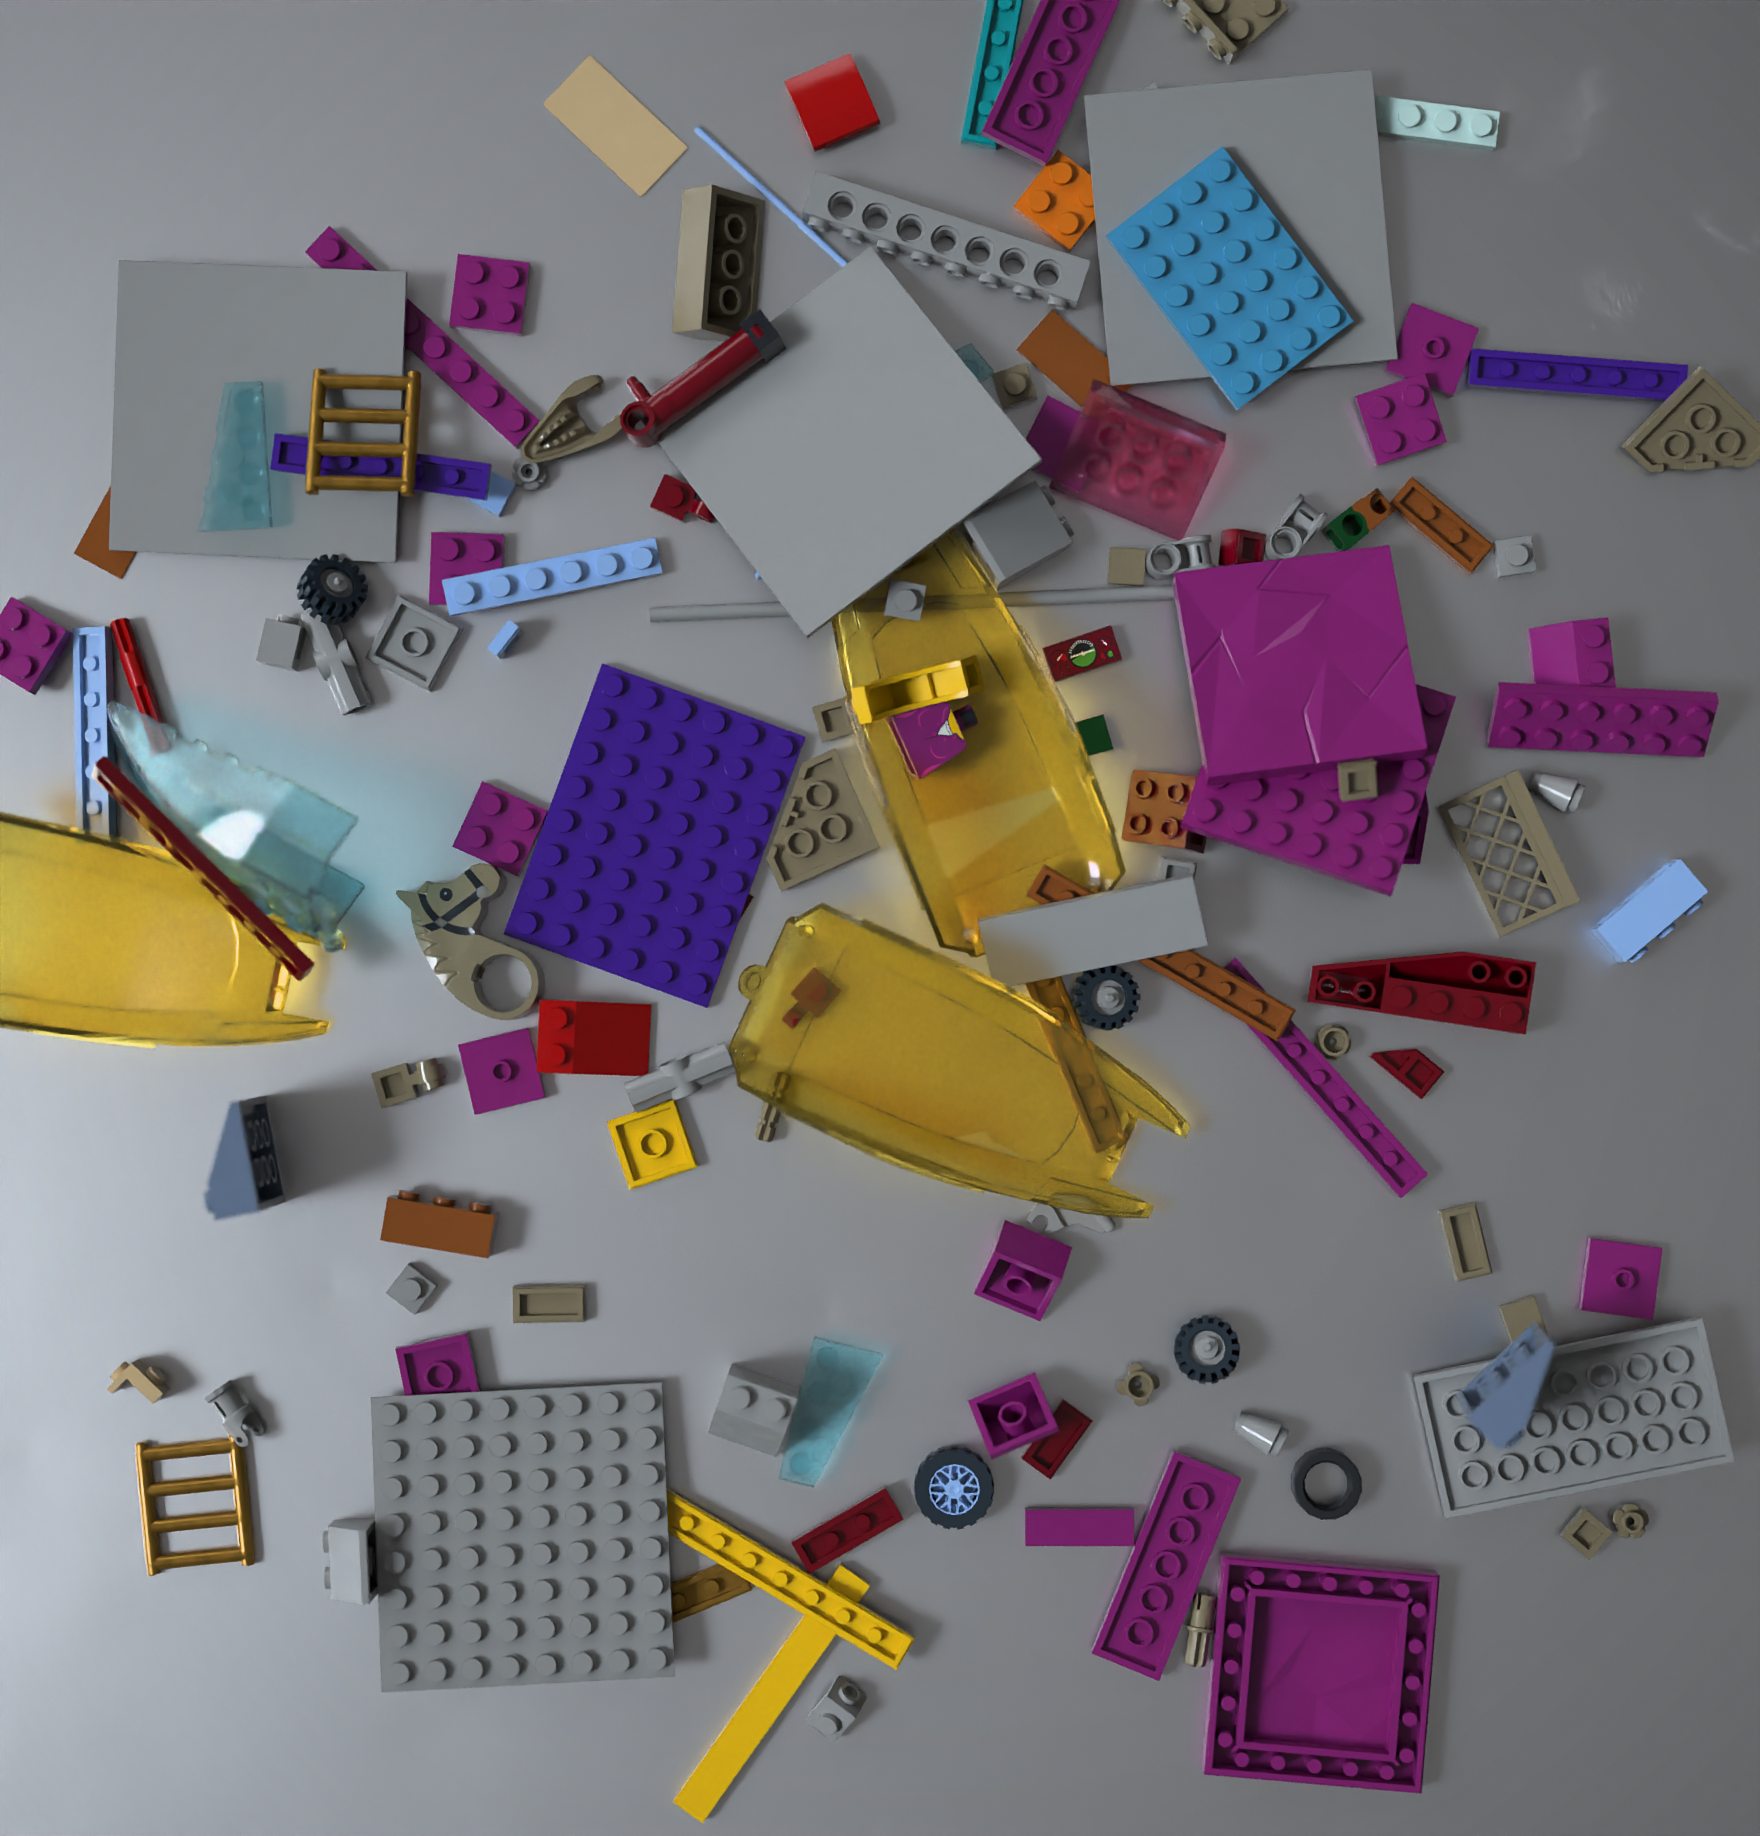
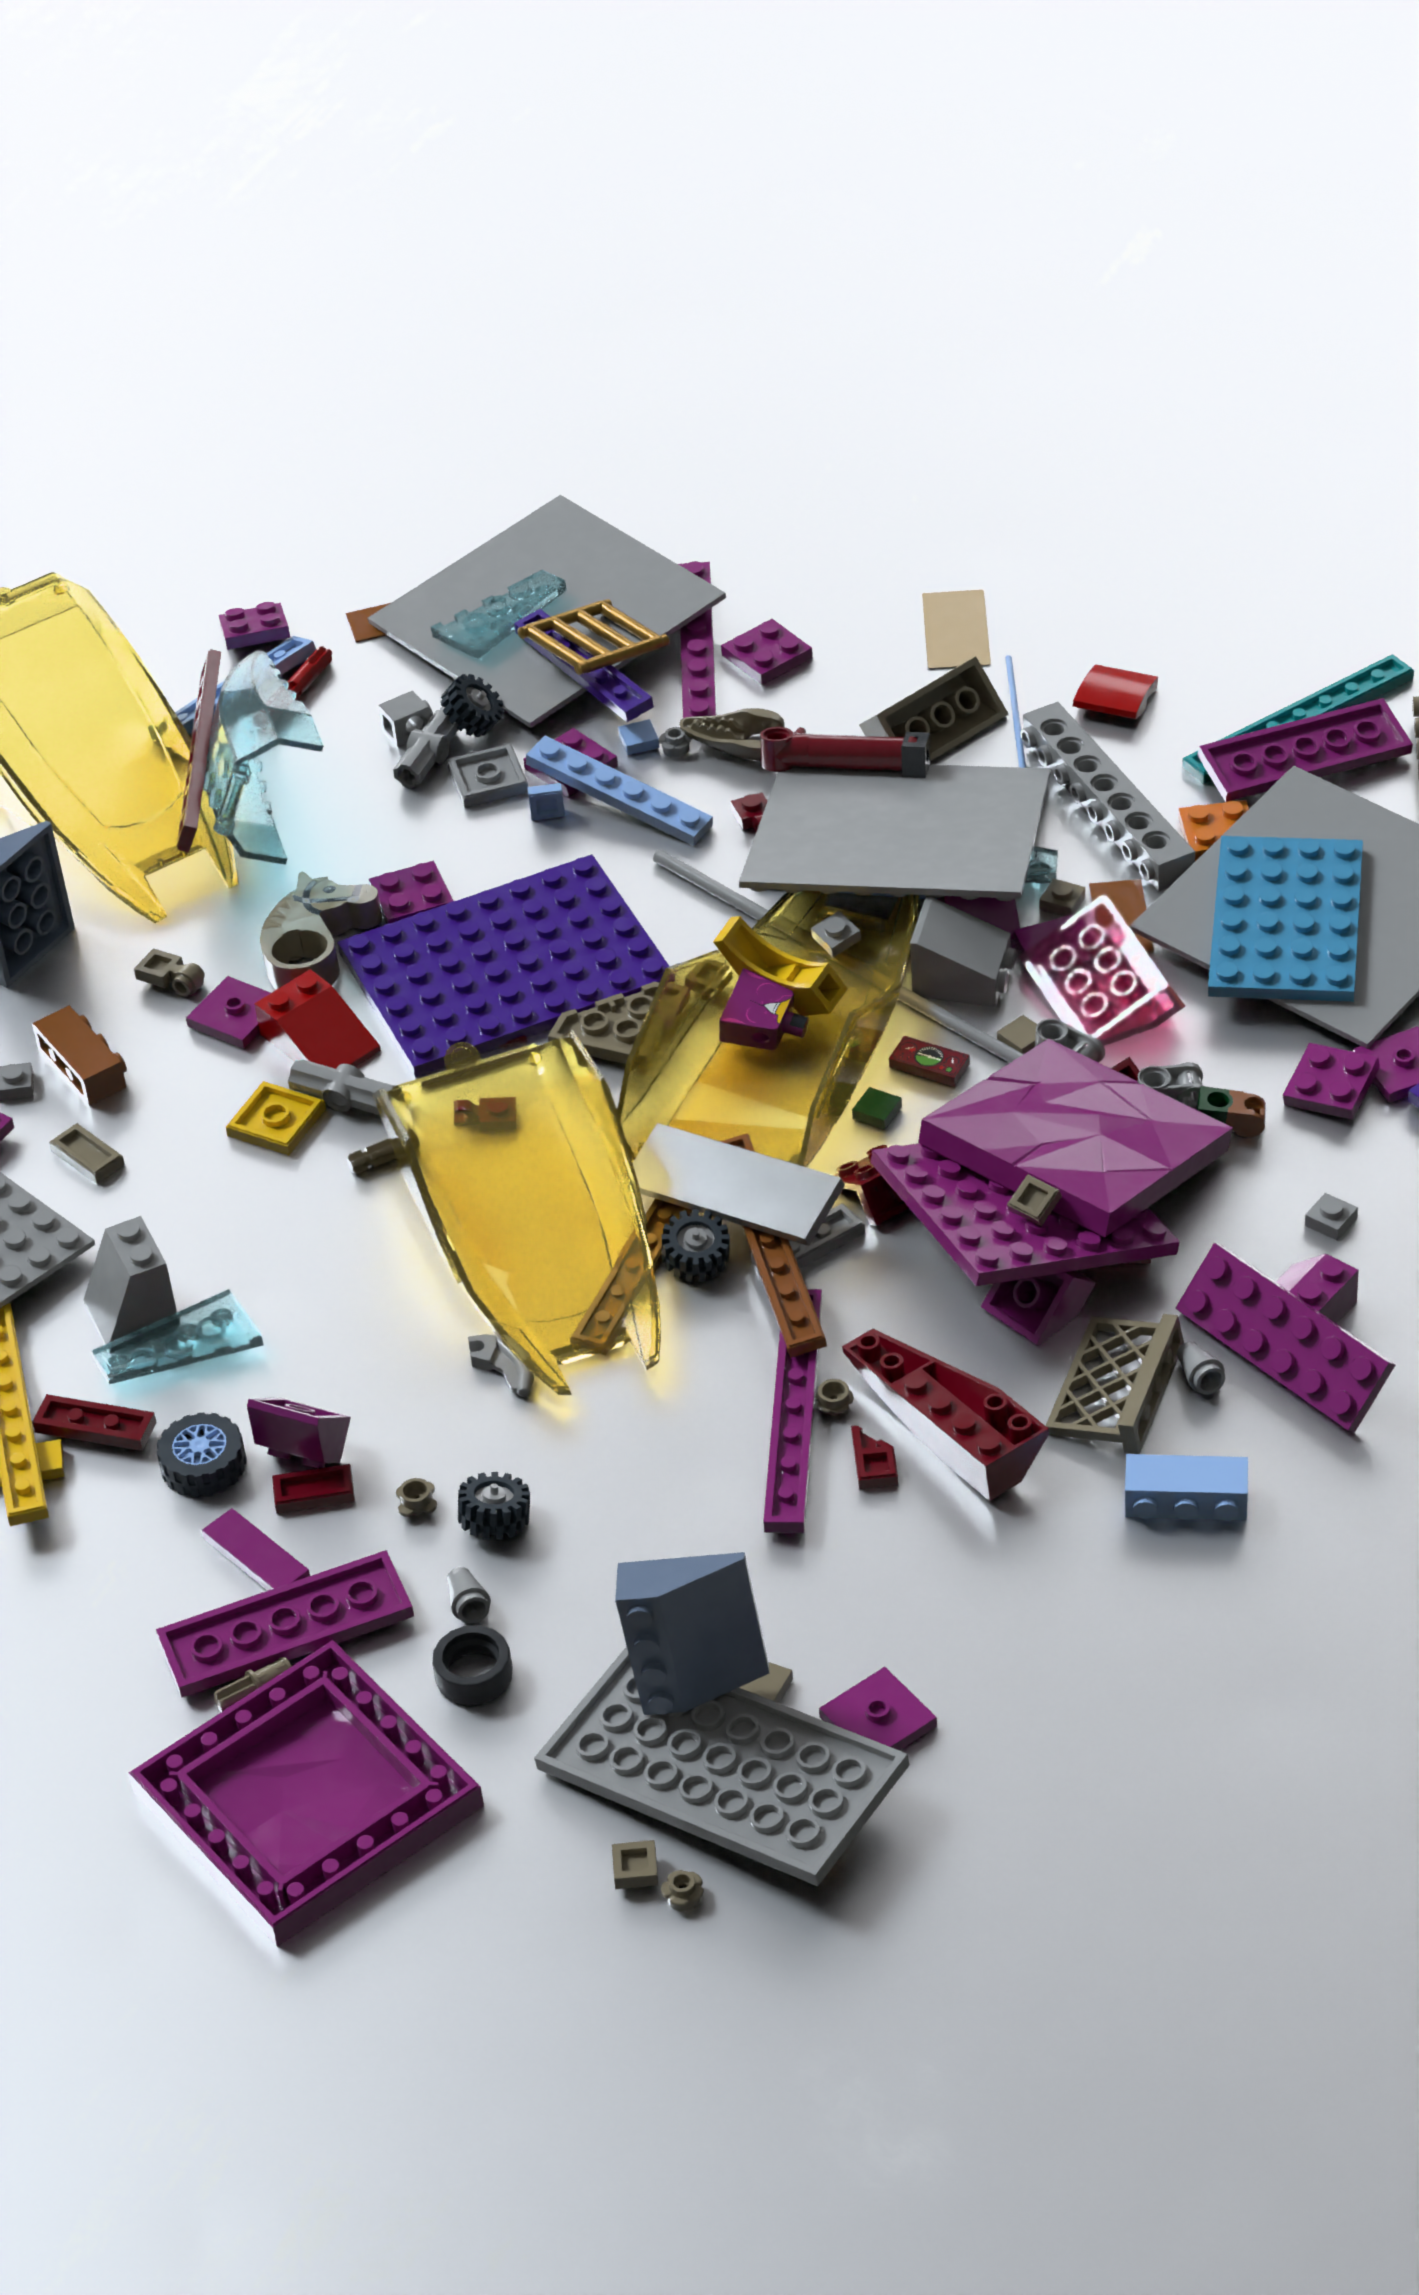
camera: 50 degrees right, 45 degrees down
(1023, 1270) = (425, 1360): magenta slope -> none
(1441, 525) = (1292, 1163): dark orange tile -> none
(1465, 1241) = (785, 1598): dark tan tile -> none

